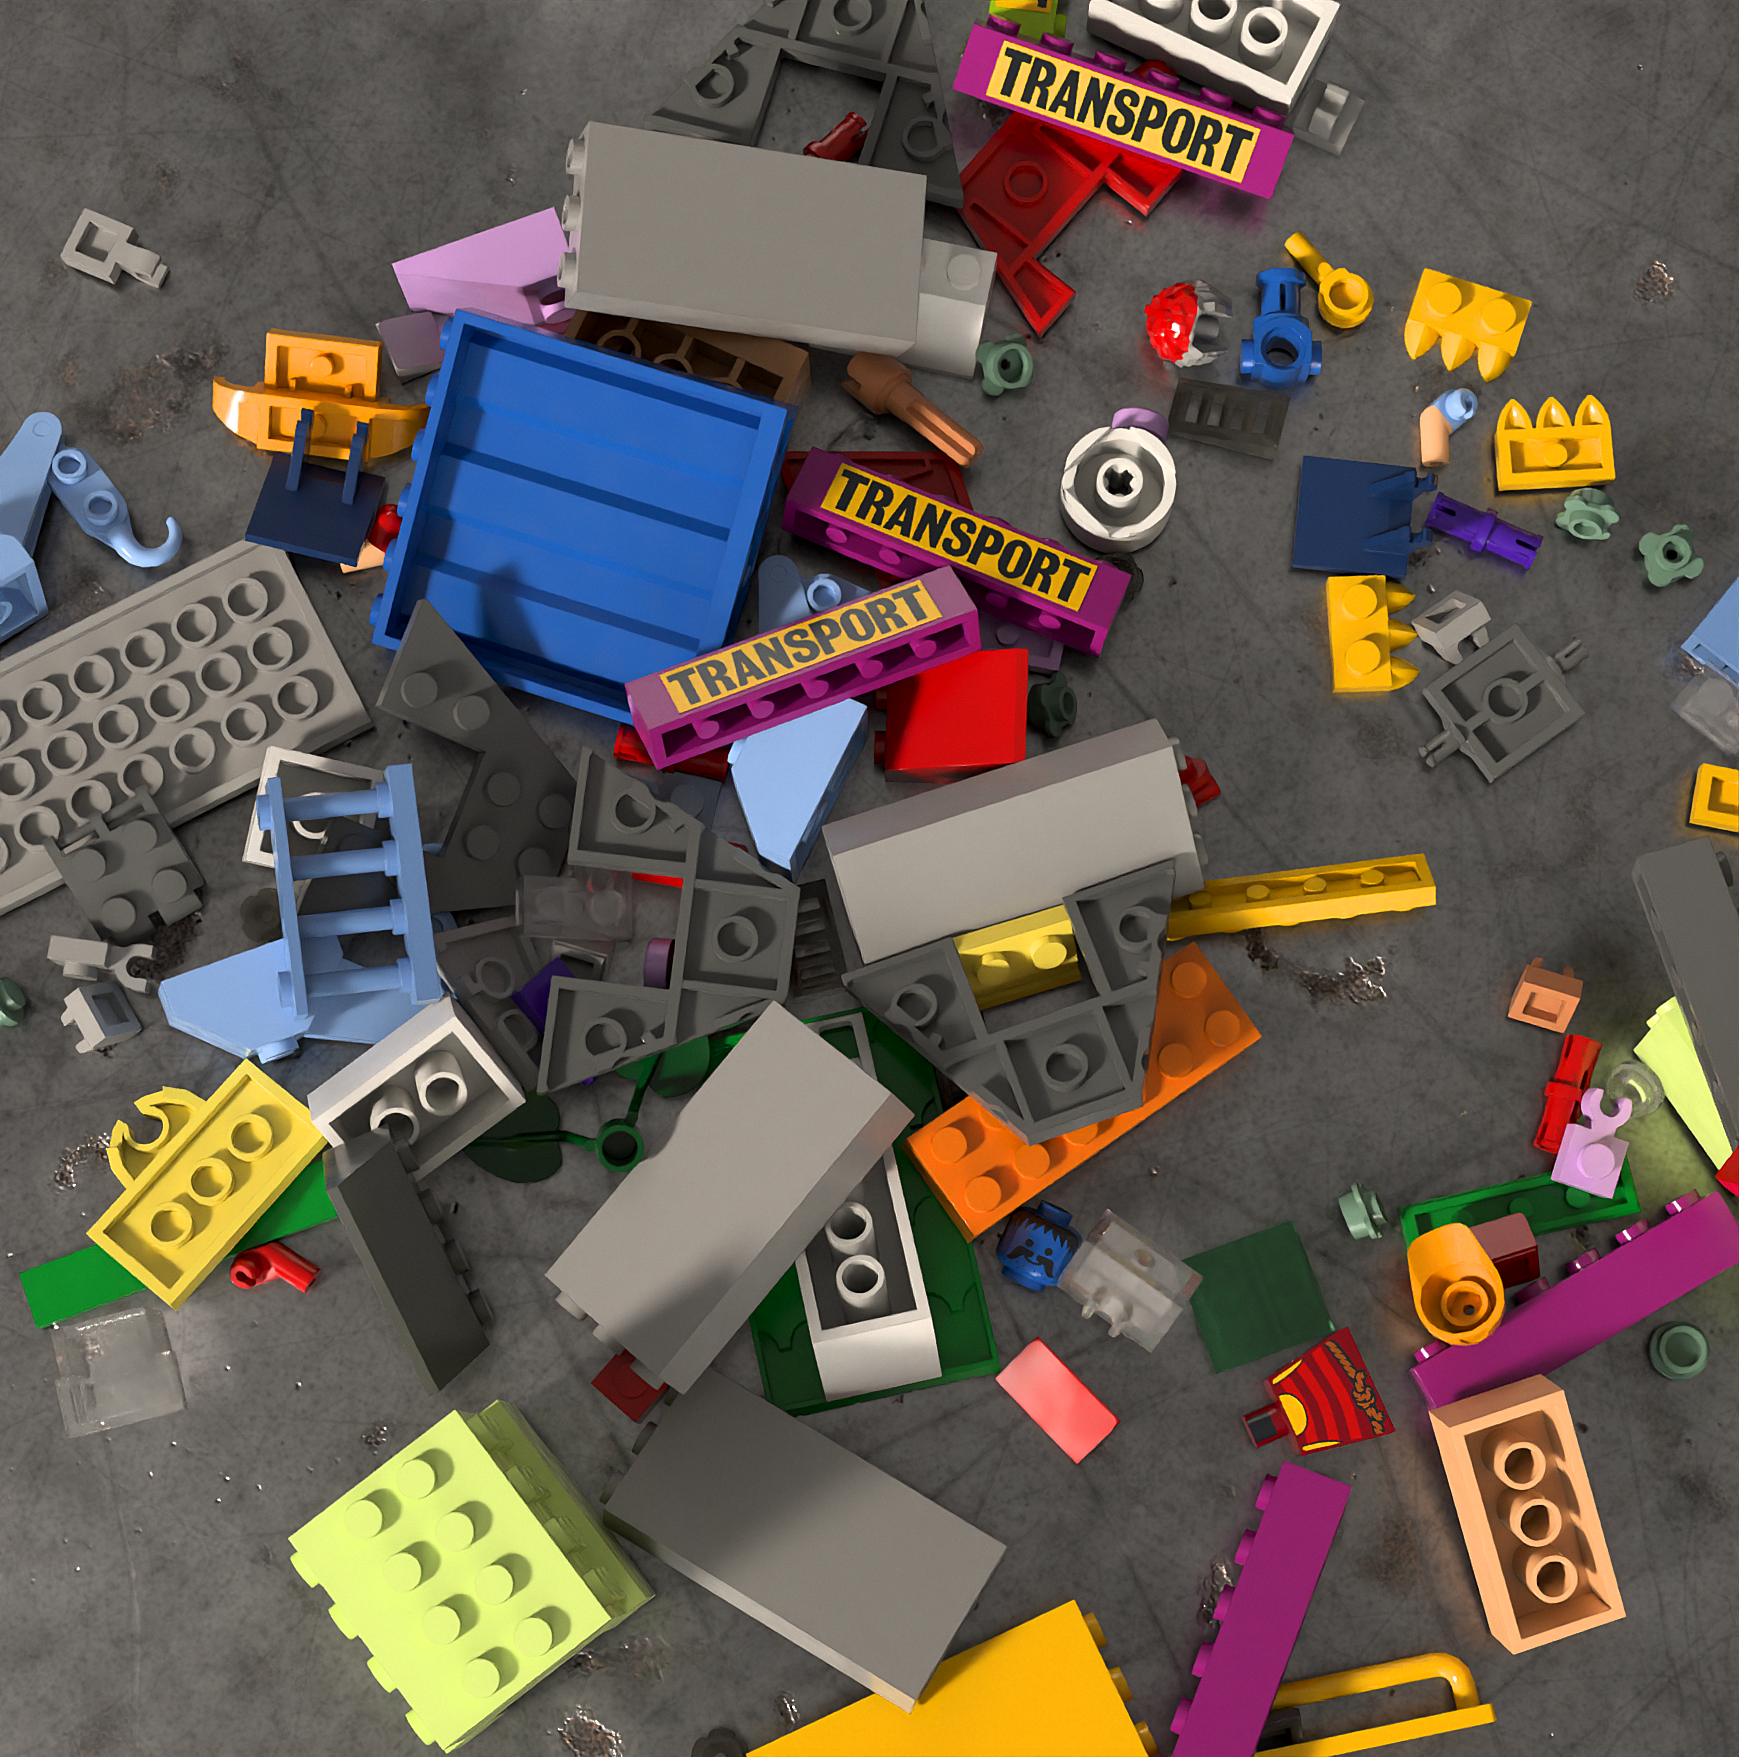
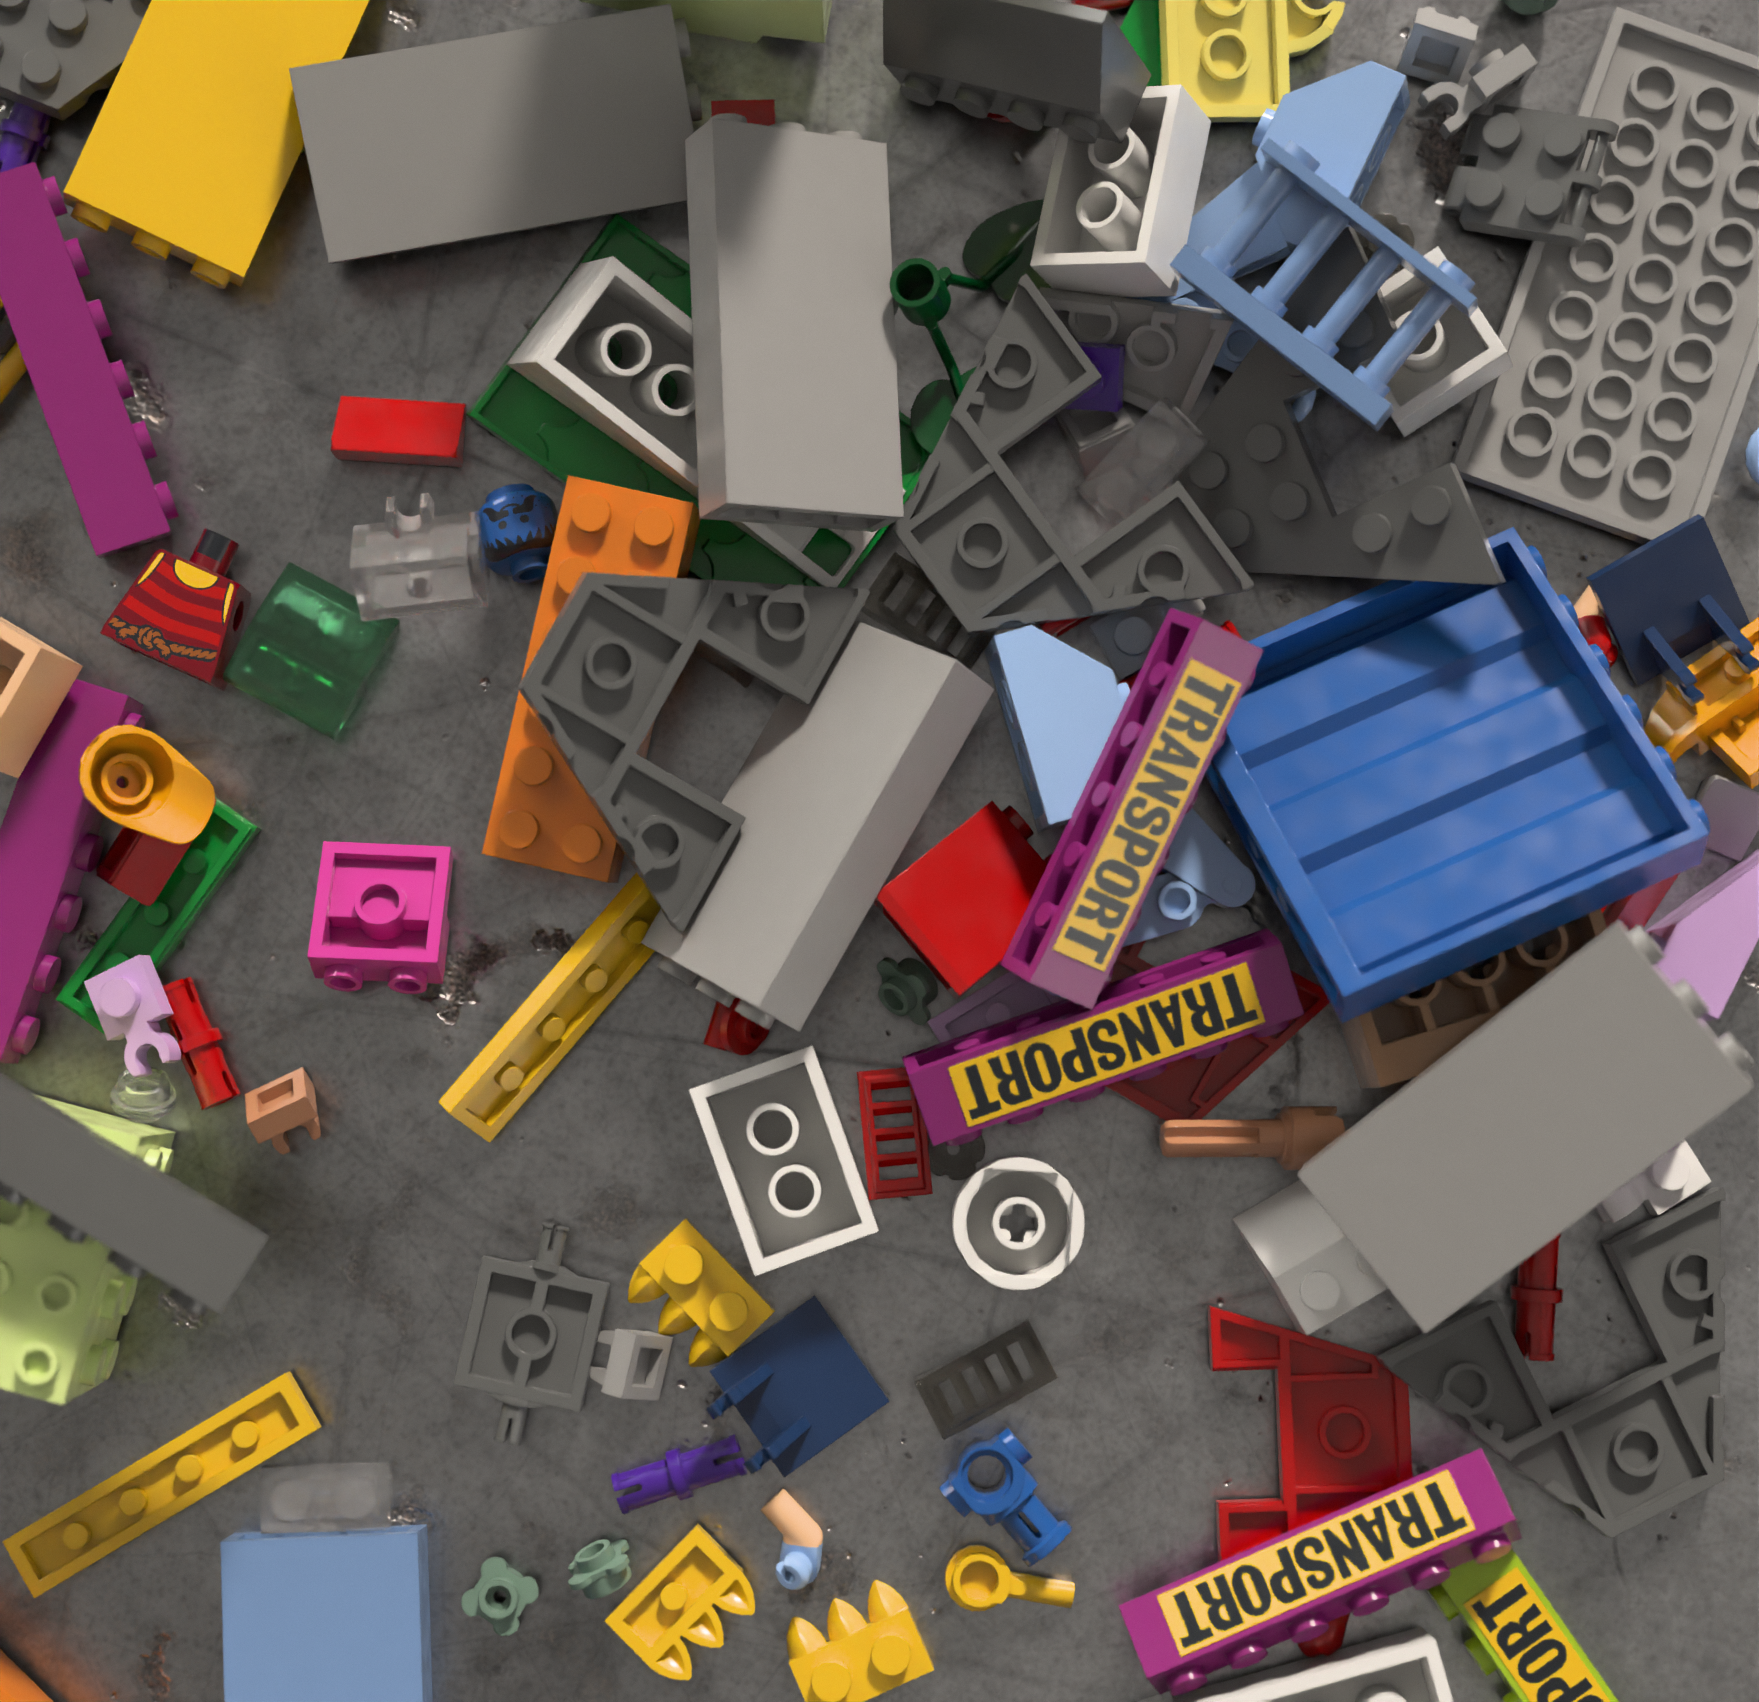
camera: 135 degrees right, 5 degrees up
(658, 963) = (1033, 480): lavender tile -> none
(1019, 368) = (1198, 1257): sand green plate -> none
(1019, 957) = (743, 743): light yellow plate -> none
(1119, 659) = (898, 1187): none -> red slope
(1144, 419) = (1049, 1299): lavender tile -> none
(1183, 321) = (1093, 1426): piece -> none
(1236, 661) = (784, 1160): none -> white brick
(1363, 1212) = (281, 794): sand green plate -> none
(1365, 1066) = (381, 915): none -> dark pink plate

